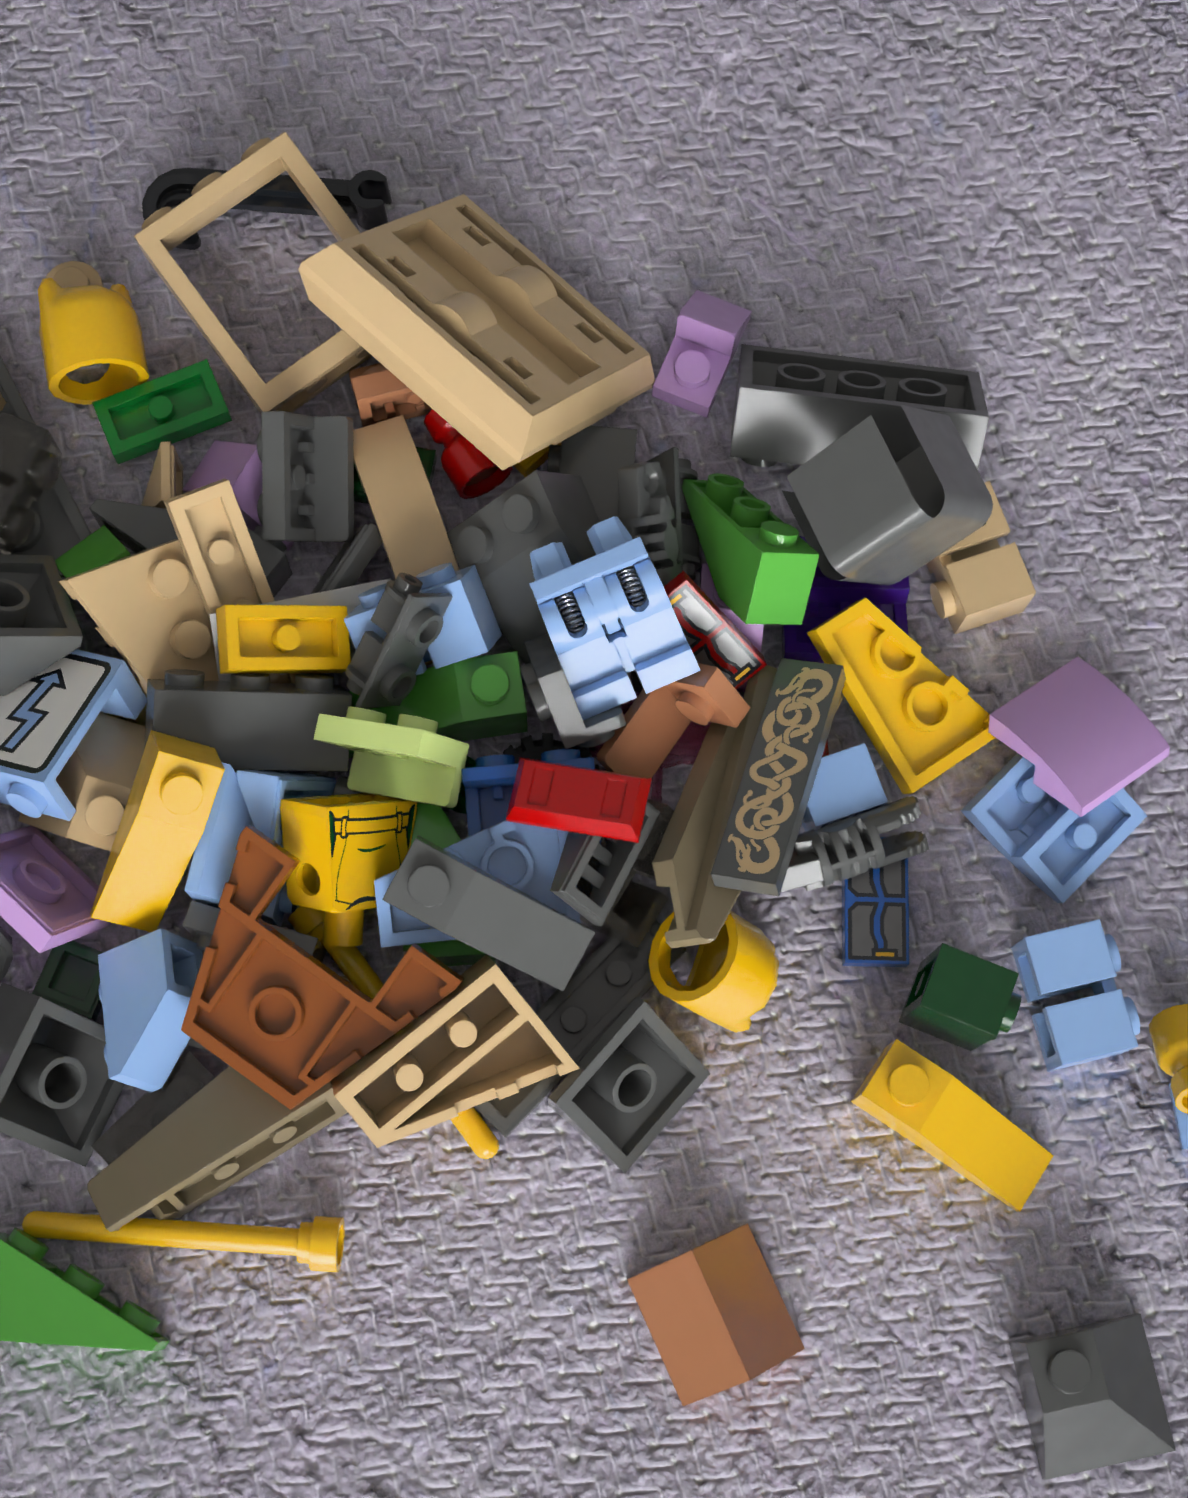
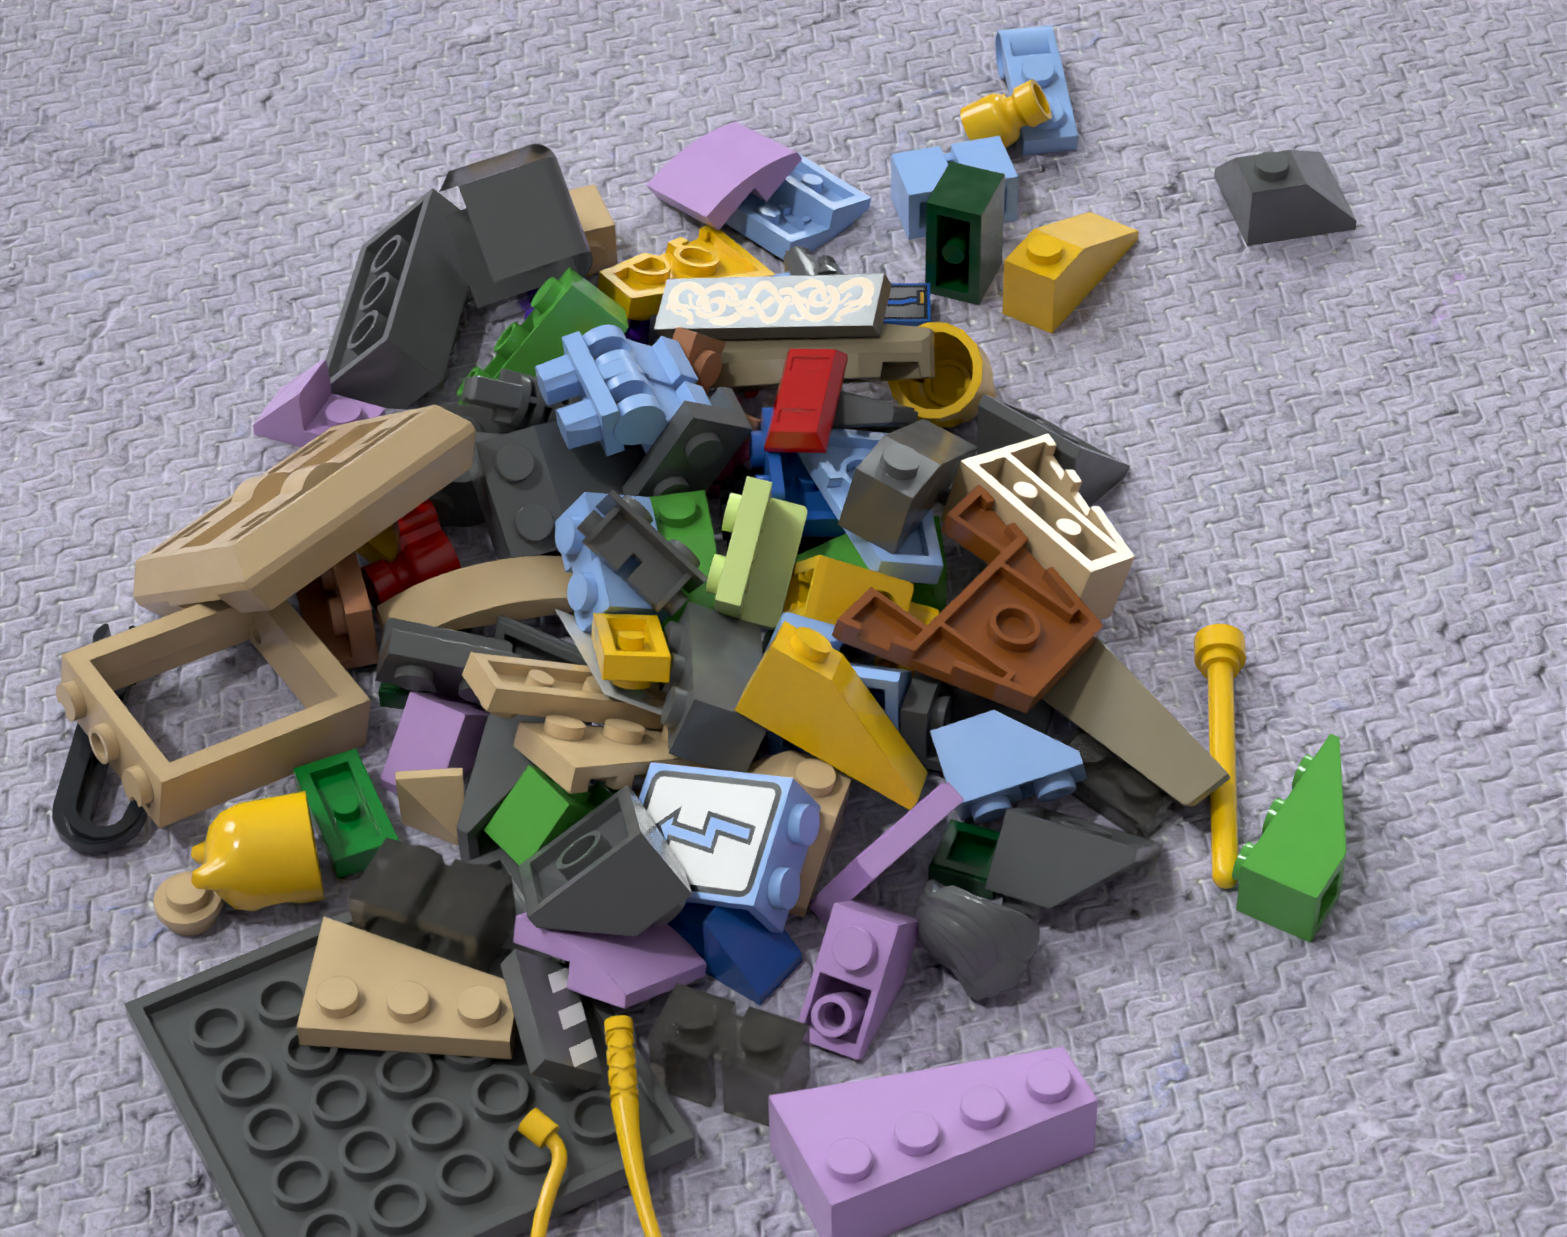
camera: 85 degrees left, 30 degrees down
(715, 1315) = (1255, 407): nougat slope -> none

